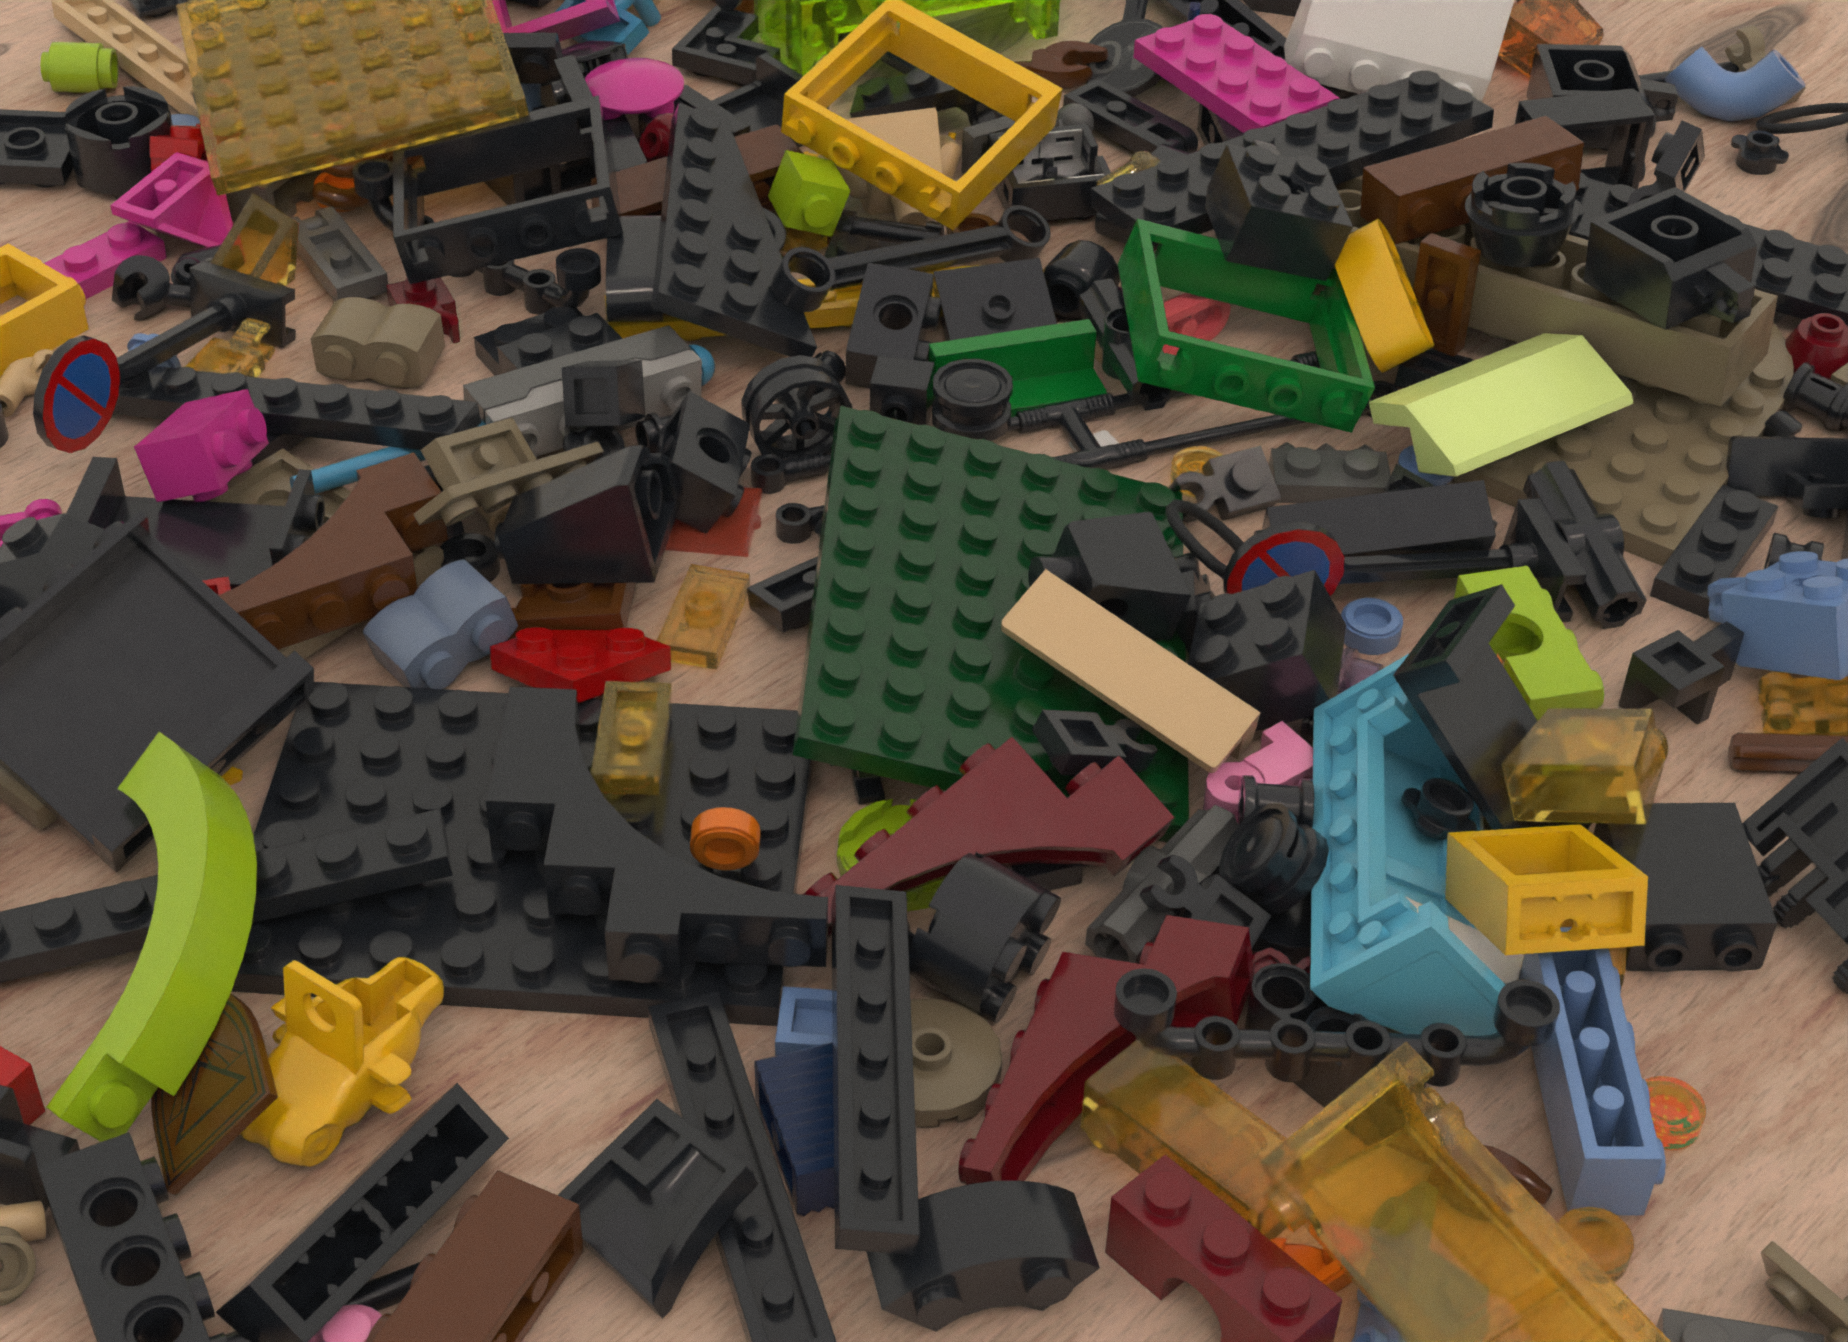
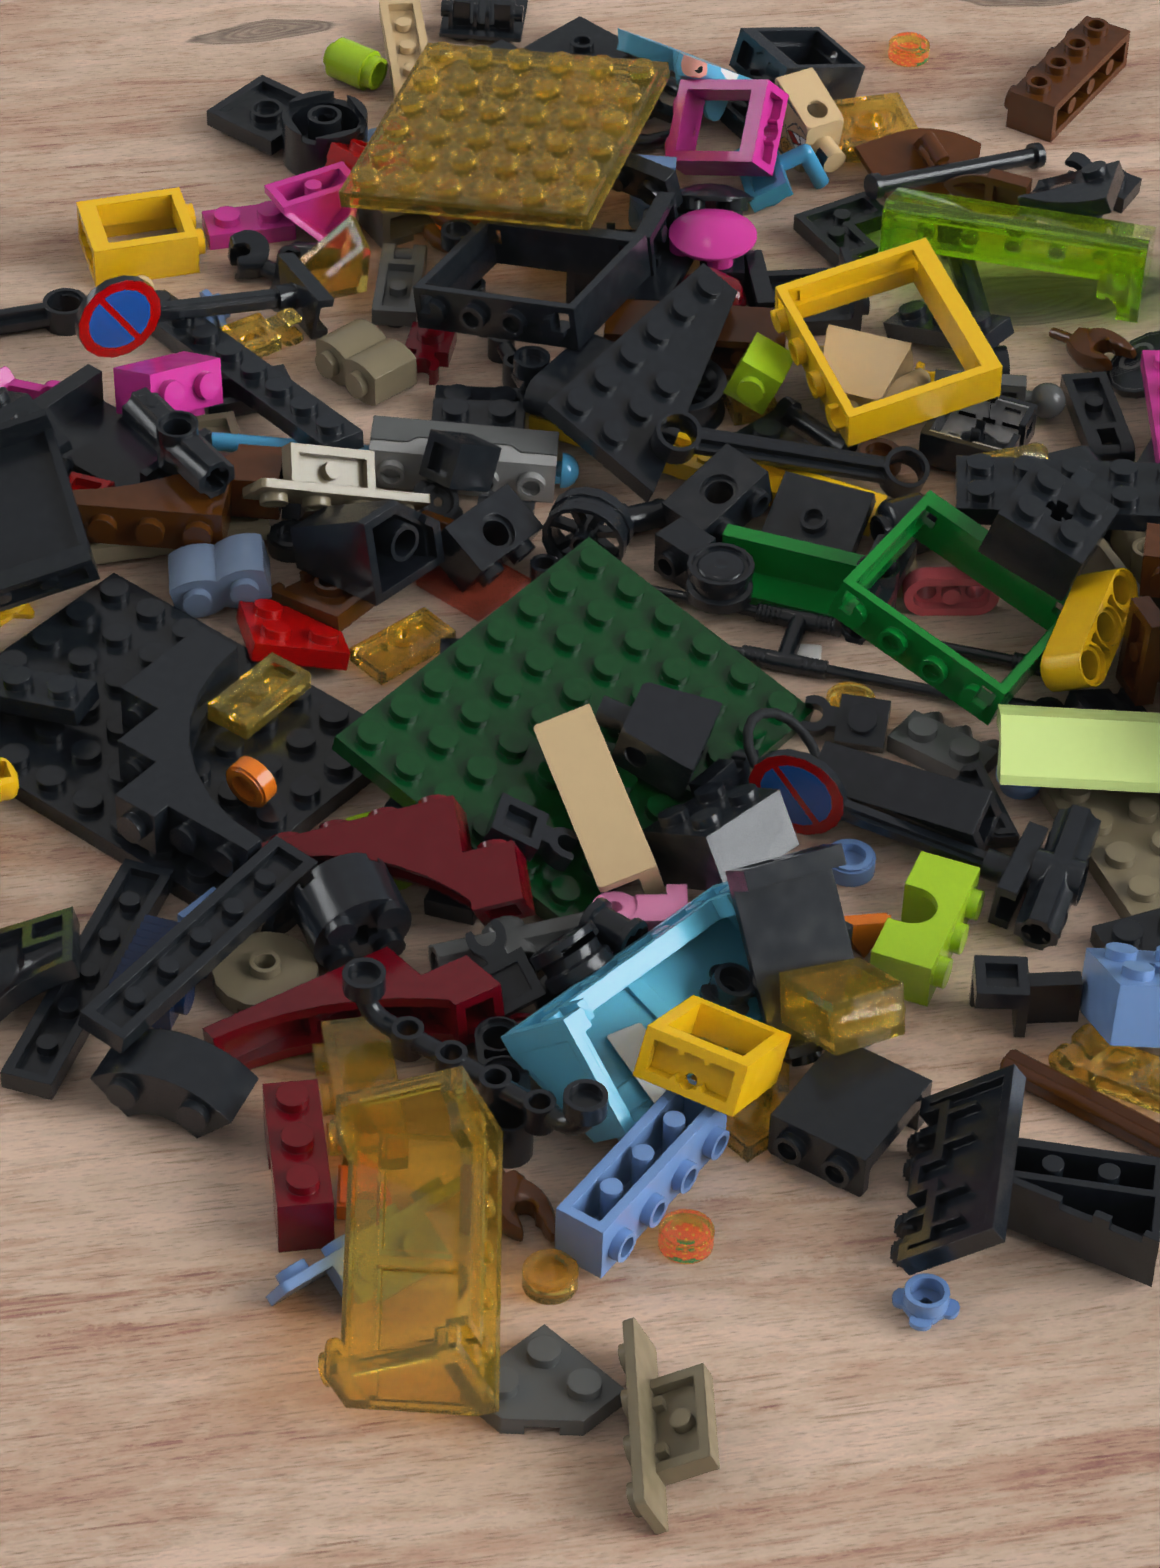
camera: 35 degrees right, 0 degrees up
(300, 492) = (178, 442): none -> black piece

